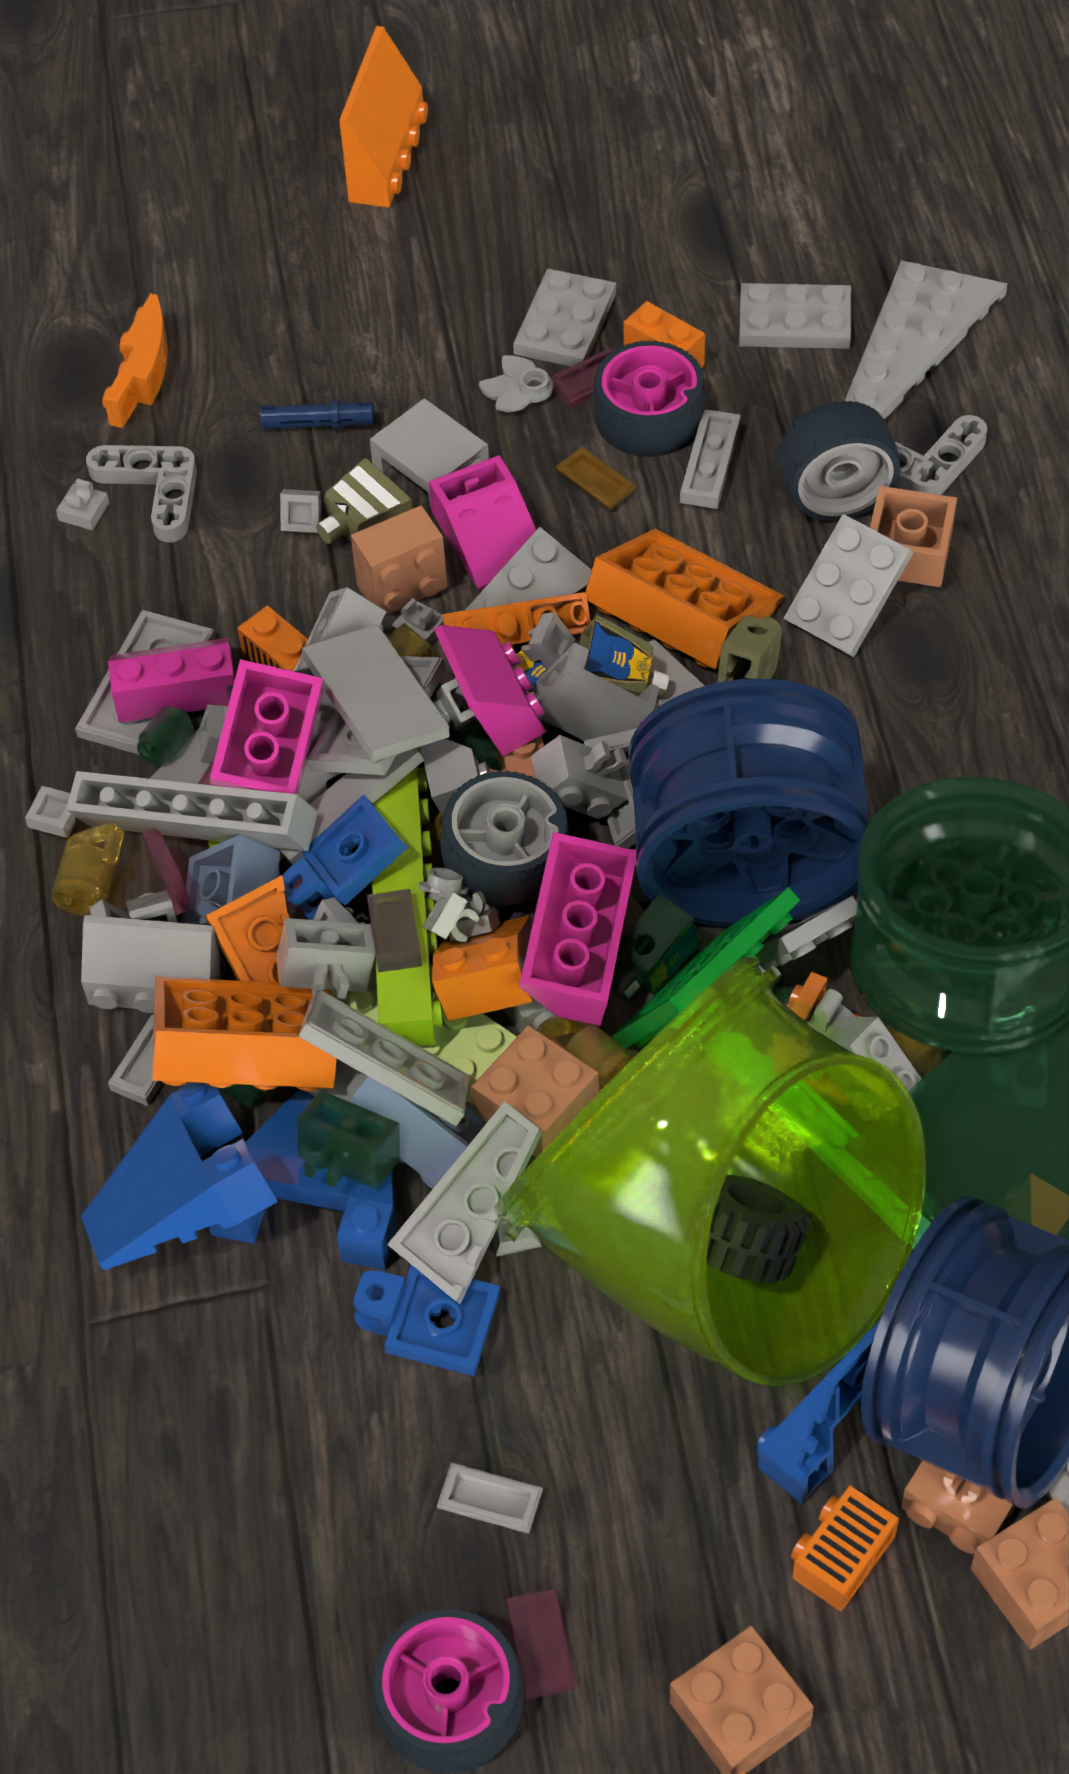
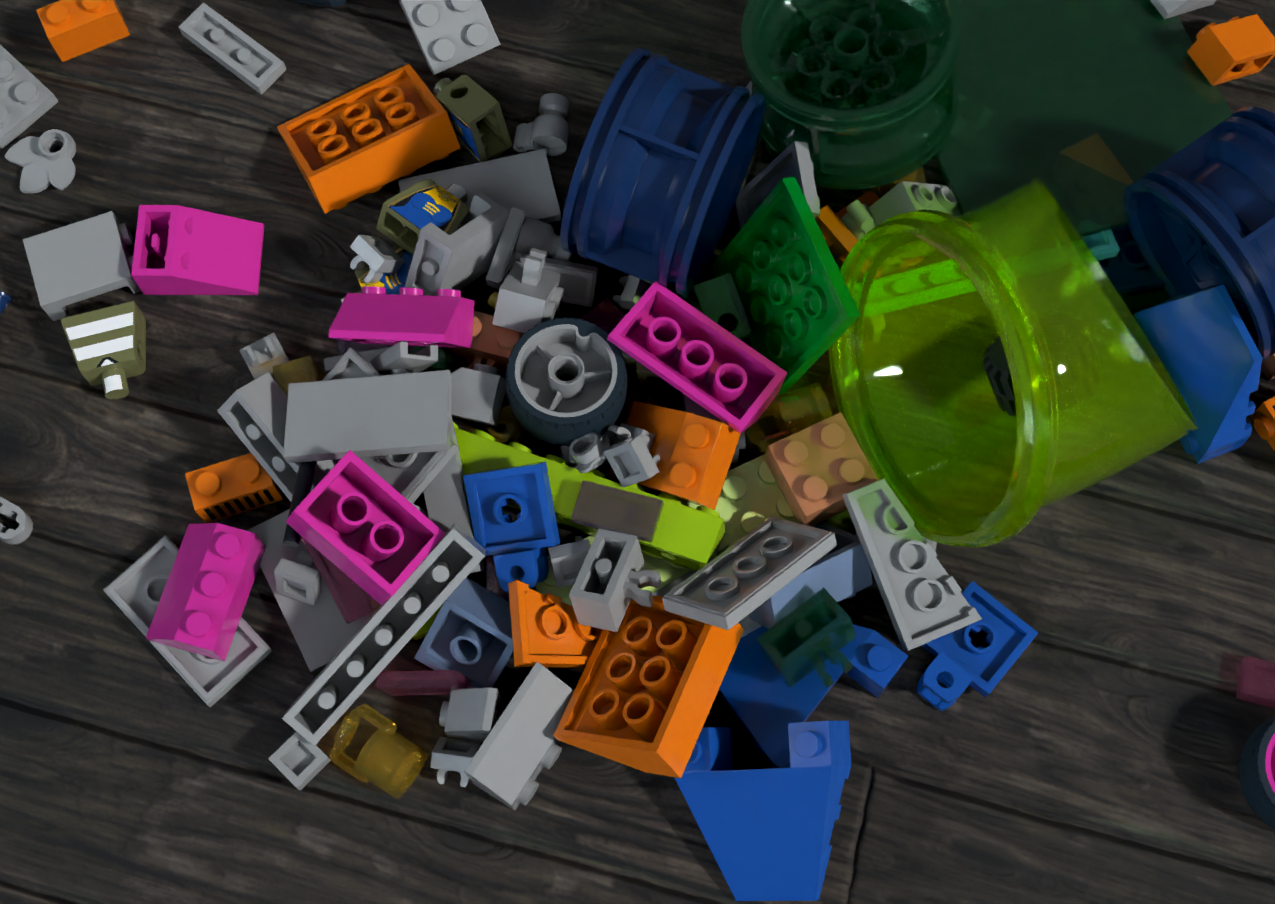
camera: 65 degrees left, 15 degrees up
(134, 1074) = (607, 783): light grey tile -> none
(165, 735) = (270, 625): clear green brick -> none
(300, 510) = (77, 402): light grey tile -> none
(399, 560) = (200, 340): nougat brick -> none
(490, 1498) = (1148, 671): light grey tile -> none
(515, 620) = (326, 272): orange slope -> none
(535, 572) = (288, 260): light grey wing -> none
(577, 382) = (75, 98): clear pink tile -> none
(595, 478) = (193, 146): pearl gold tile -> none
(649, 398) = (139, 61): wheel -> none

